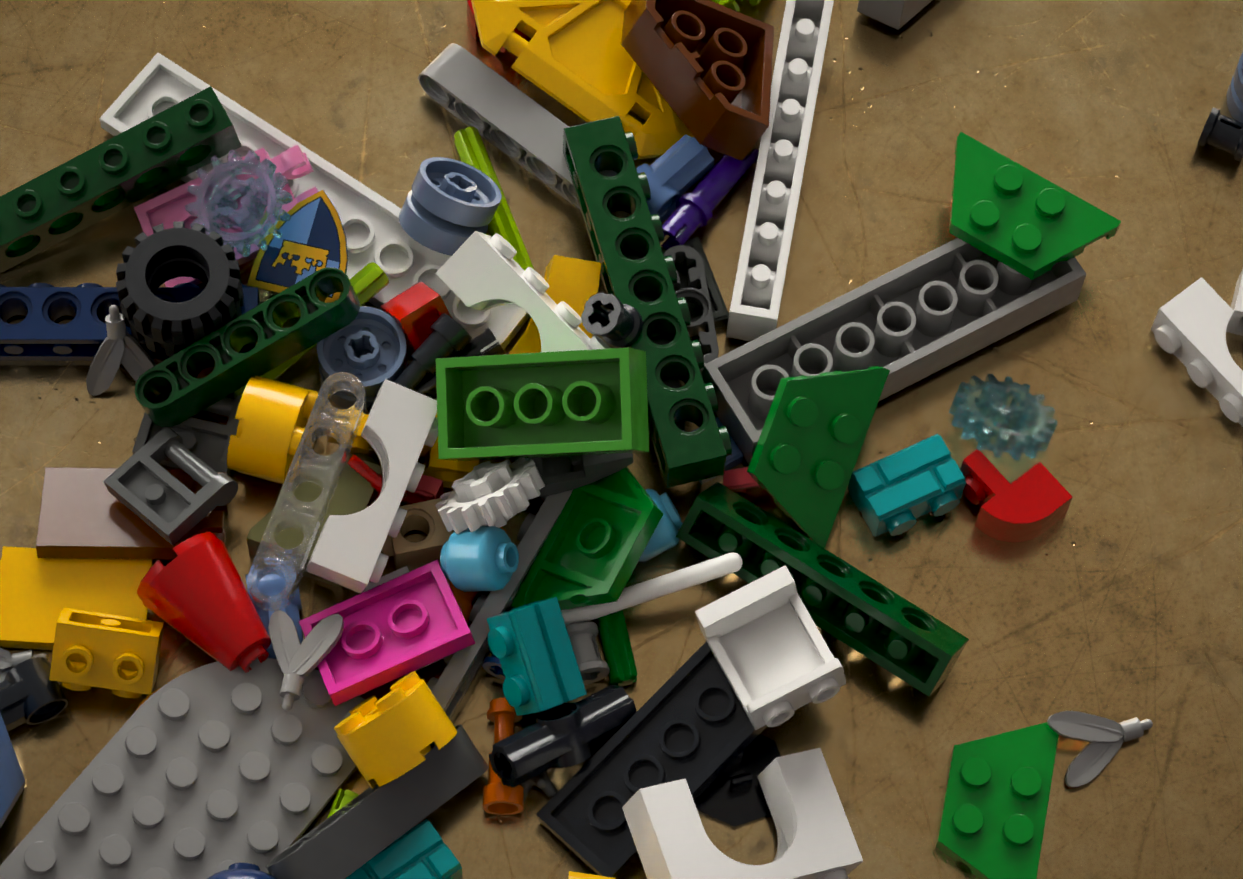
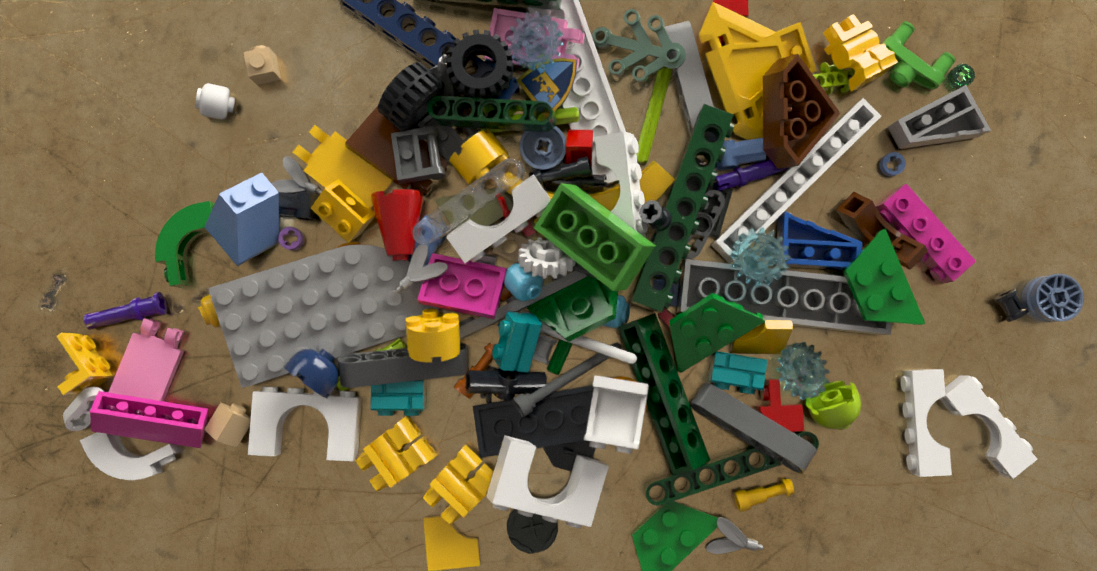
camera: 40 degrees right, 20 degrees up
(59, 762) = (295, 245): none -> medium lavender bush
(97, 407) = (408, 95): none -> black tyre
(409, 119) = (642, 47): none -> sand green plant
(448, 204) = (629, 103): sand blue wheel -> none
(619, 738) = (525, 403): none -> dark grey piece
(811, 283) = (769, 250): none -> clear light blue gear
(877, 231) = (814, 245): none -> blue wedge
(904, 41) = (898, 169): none -> medium blue bush
(913, 407) = (765, 339): none -> yellow tile
(924, 152) = (865, 221): none -> reddish brown arch
(993, 540) = (753, 428): none -> dark grey beam
(997, 652) = (718, 476): none -> dark green beam
(1027, 117) = (914, 219): none -> dark pink brick
(1067, 666) = (759, 495): none -> yellow piece
(1092, 435) = (835, 406): none -> lime cylinder

